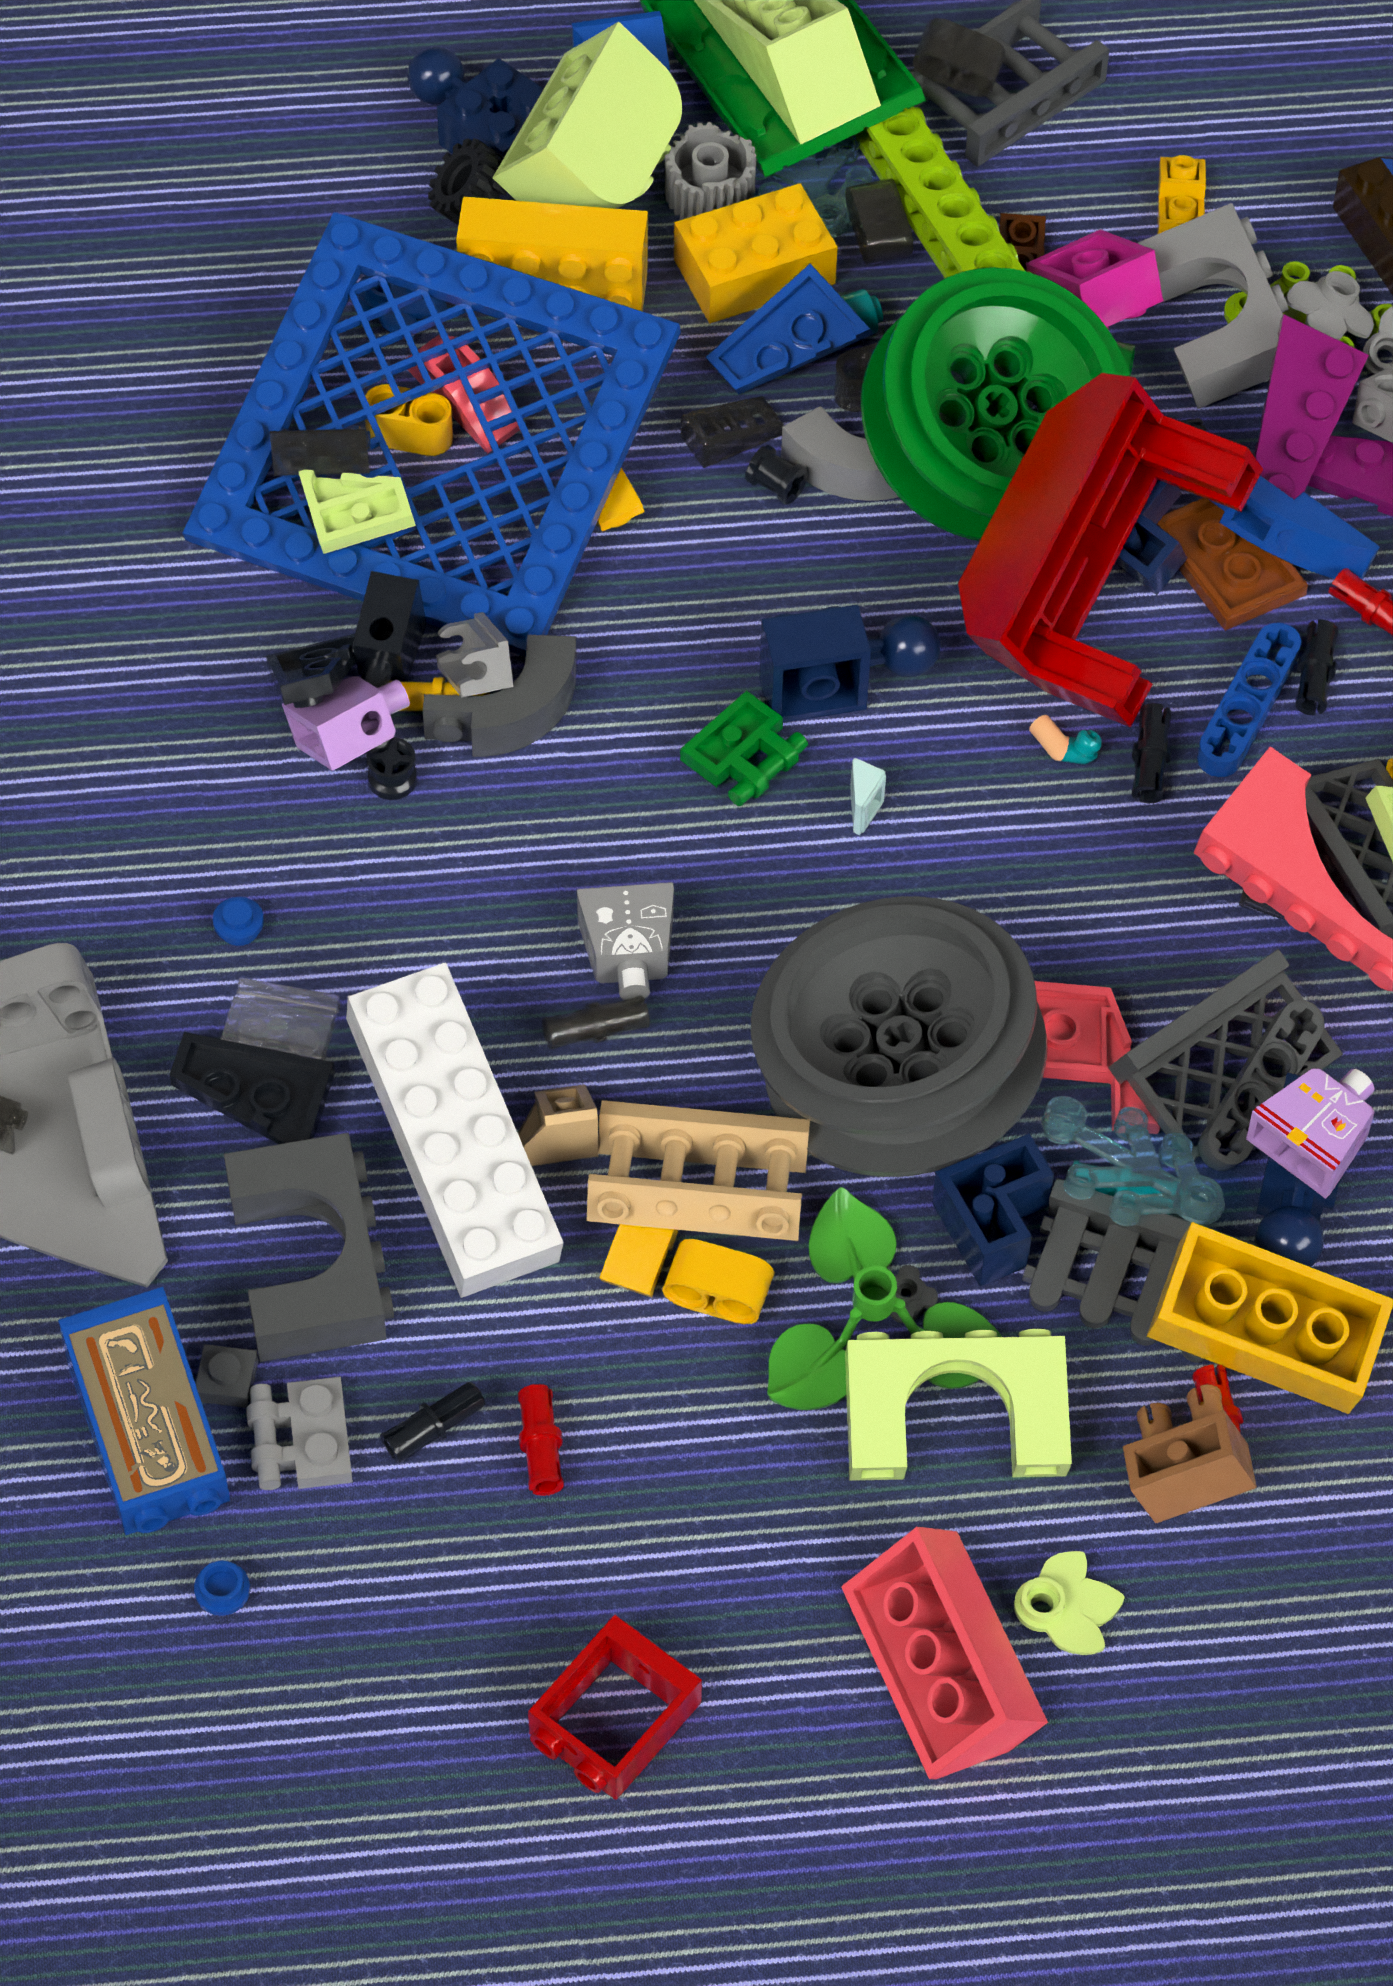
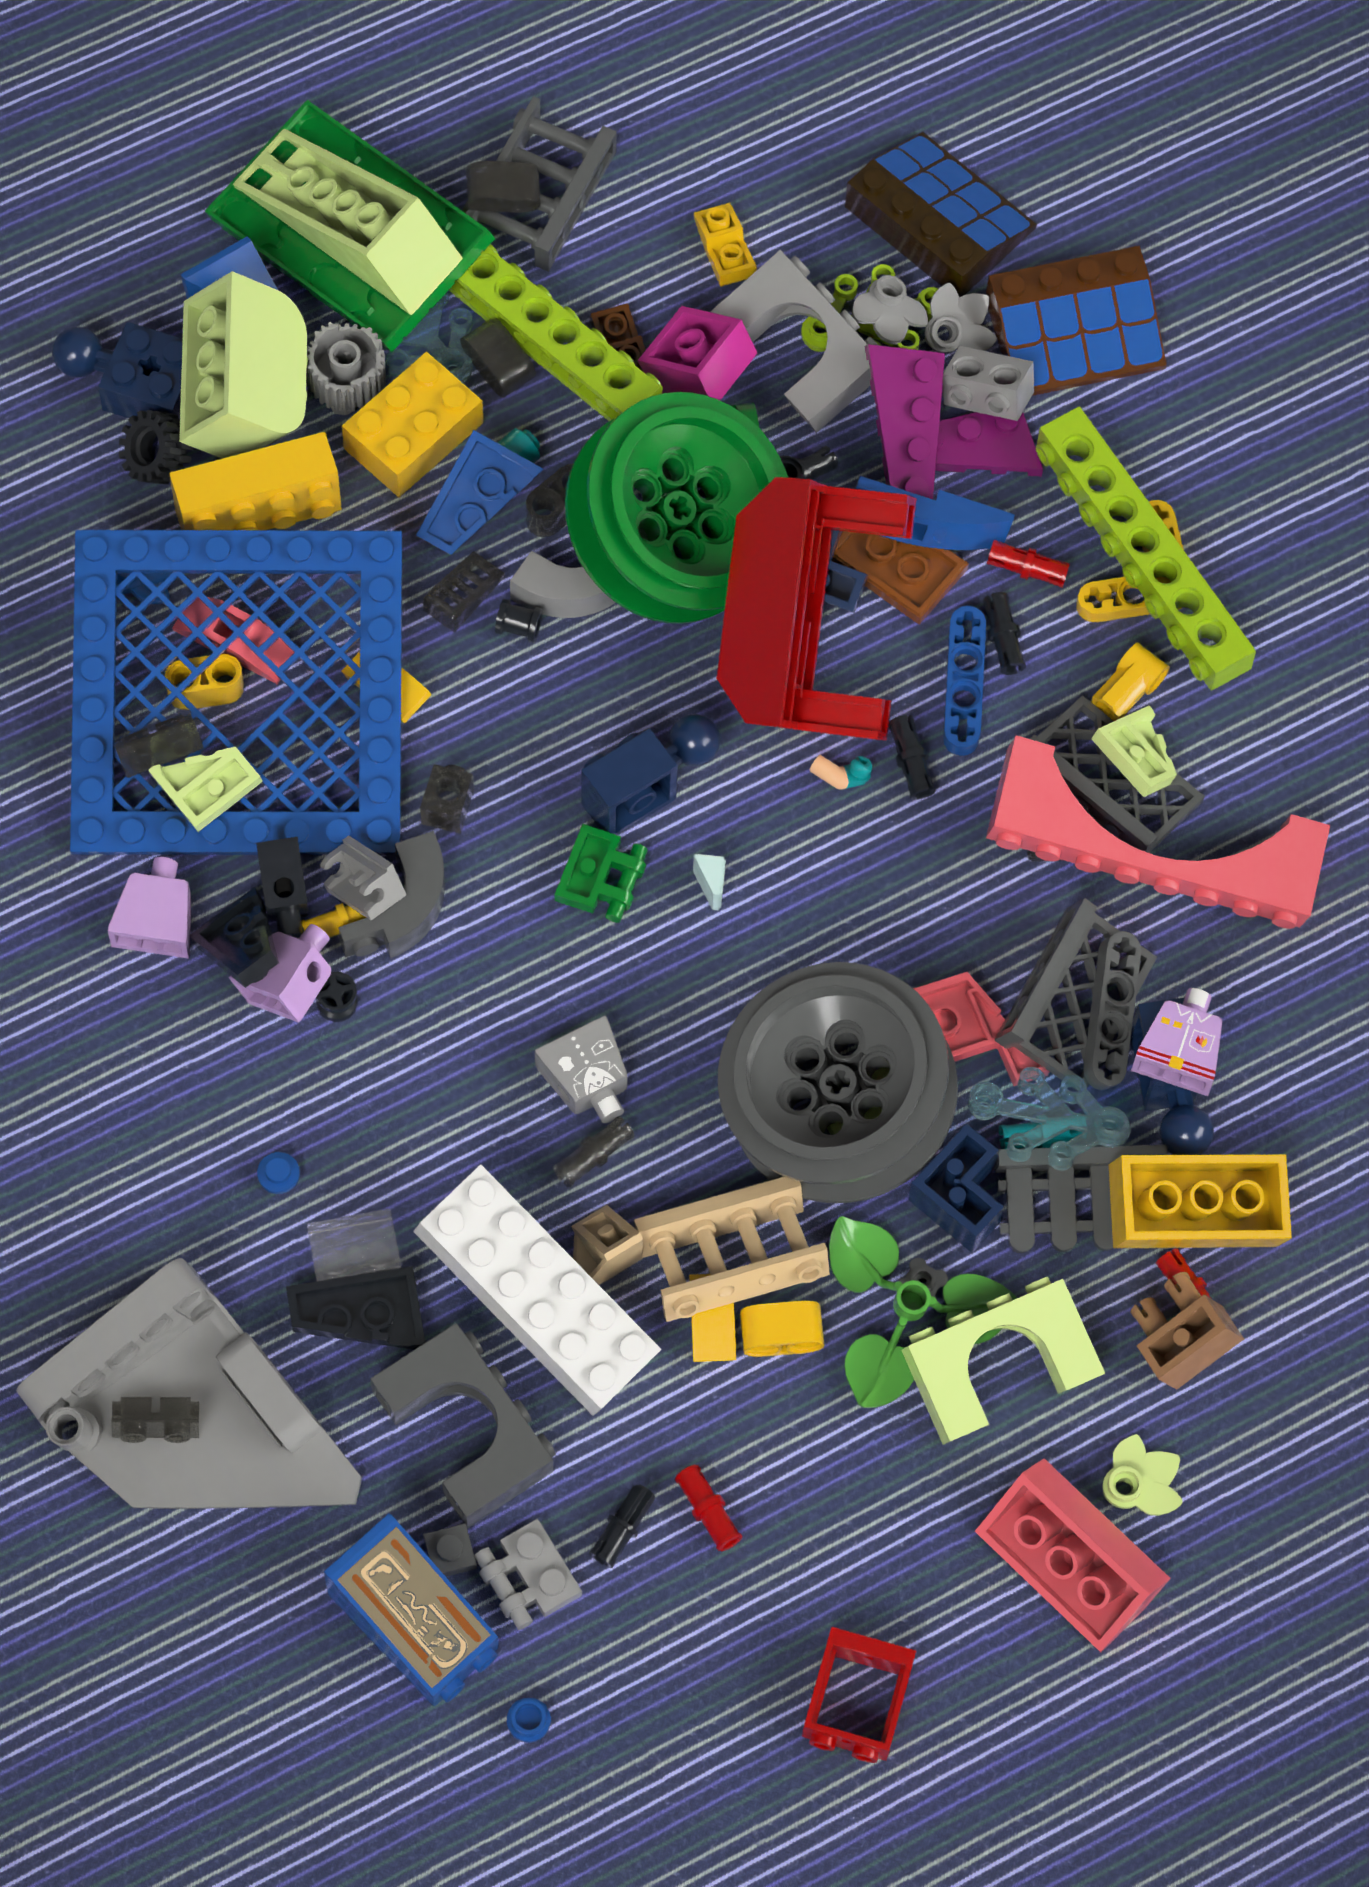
camera: 25 degrees left, 10 degrees up
(237, 619) = (154, 912): none -> lavender torso
(611, 617) = (447, 813): none -> clear smoke brick

